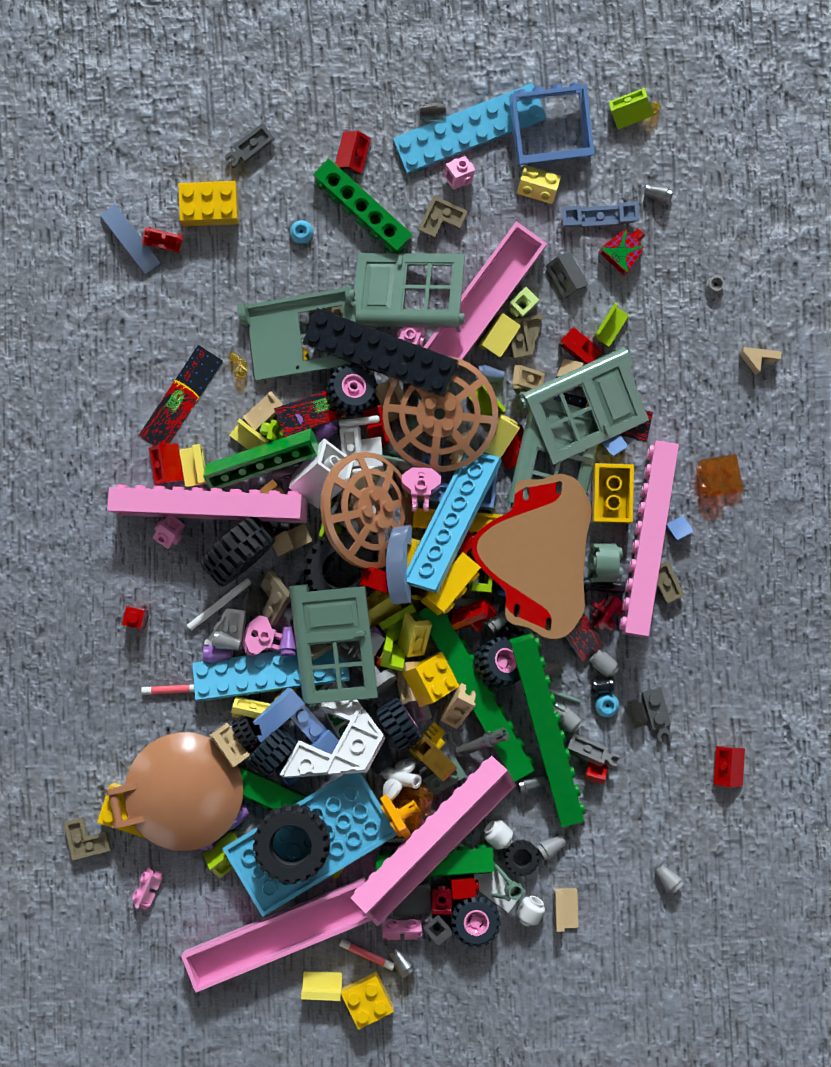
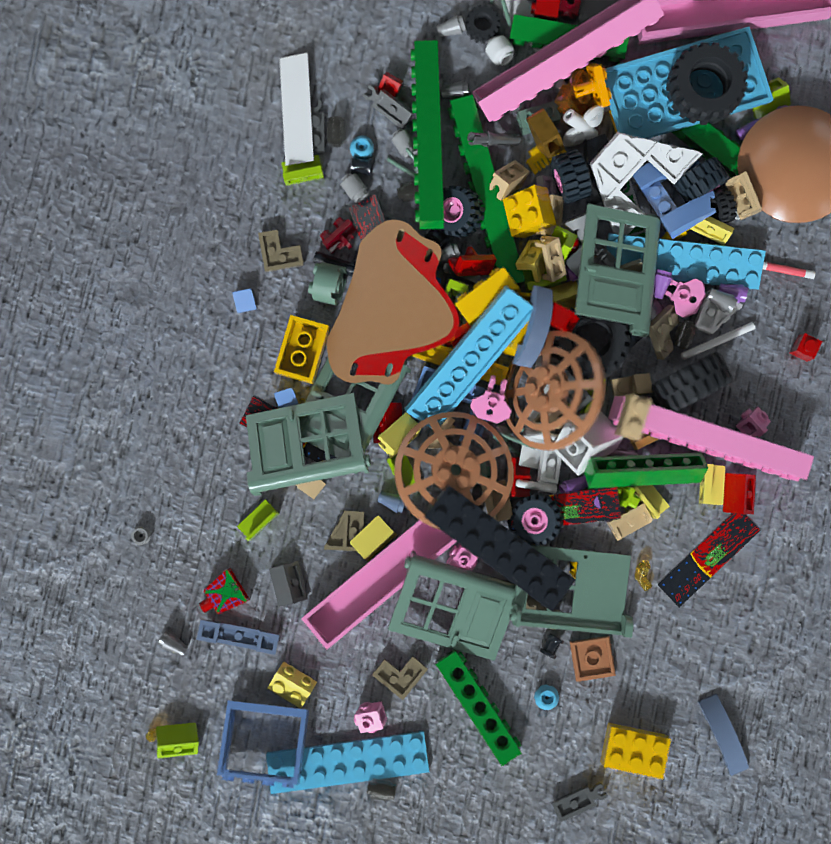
camera: 160 degrees left, 0 degrees up
(162, 240) = (692, 724): red hinge -> none
(267, 277) = (592, 658): none -> nougat tile
(288, 498) = (632, 417): none -> tan brick
(308, 279) = (551, 646): none -> black bush
(353, 151) = (473, 768): red panel -> none
(398, 638) = (553, 257): none -> tan hinge
(525, 297) = (334, 569): yellowish green brick -> none
(527, 378) = (355, 487): tan slope -> none
(580, 346) = (294, 506): red panel -> none
(650, 539) = (278, 293): bright pink piece -> none
(658, 669) = (302, 172): none -> lime panel
(680, 726) = (296, 109): none -> white sticker
(719, 476) = (190, 342): clear orange plate -> none
(729, 766) = (259, 59): red panel -> none
(754, 356) = (122, 451): tan slope -> none

